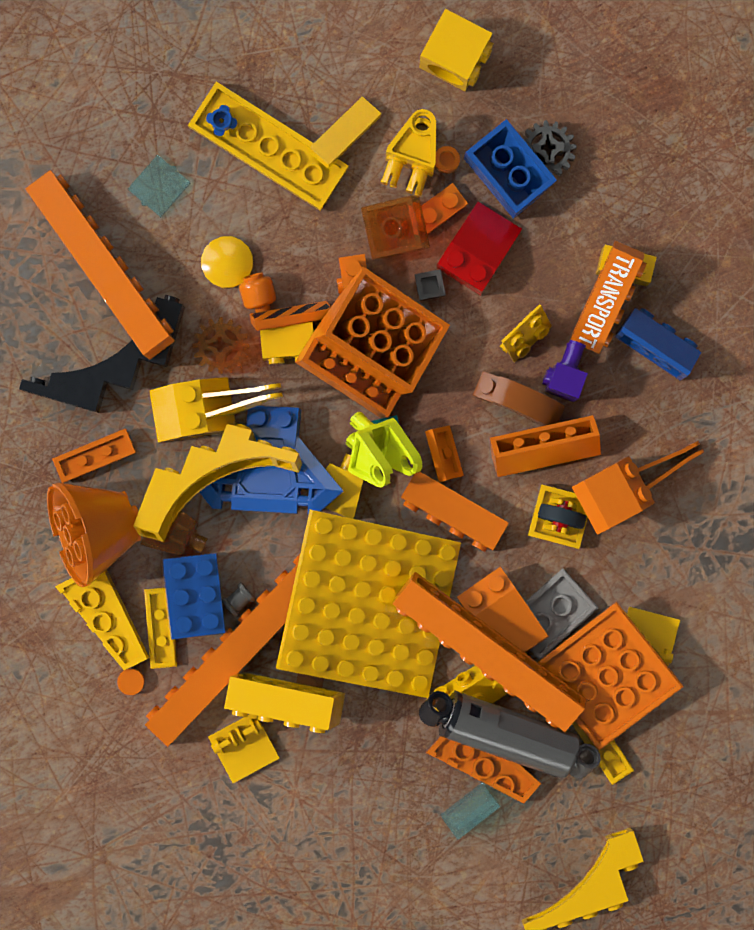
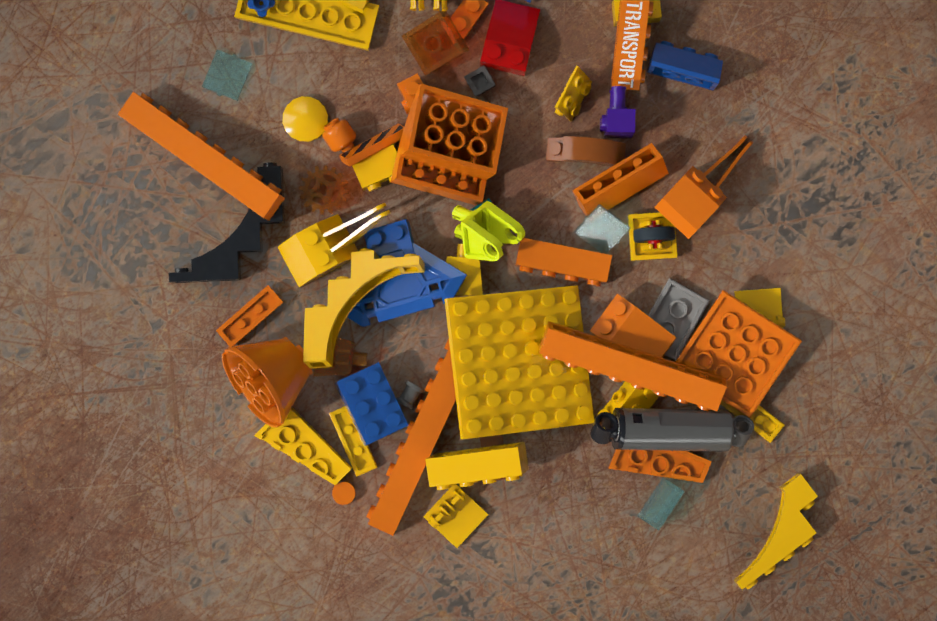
camera: 15 degrees left, 0 degrees up
(444, 453) = (539, 216): orange plate -> none
(507, 491) = (602, 229): none -> clear light blue piece

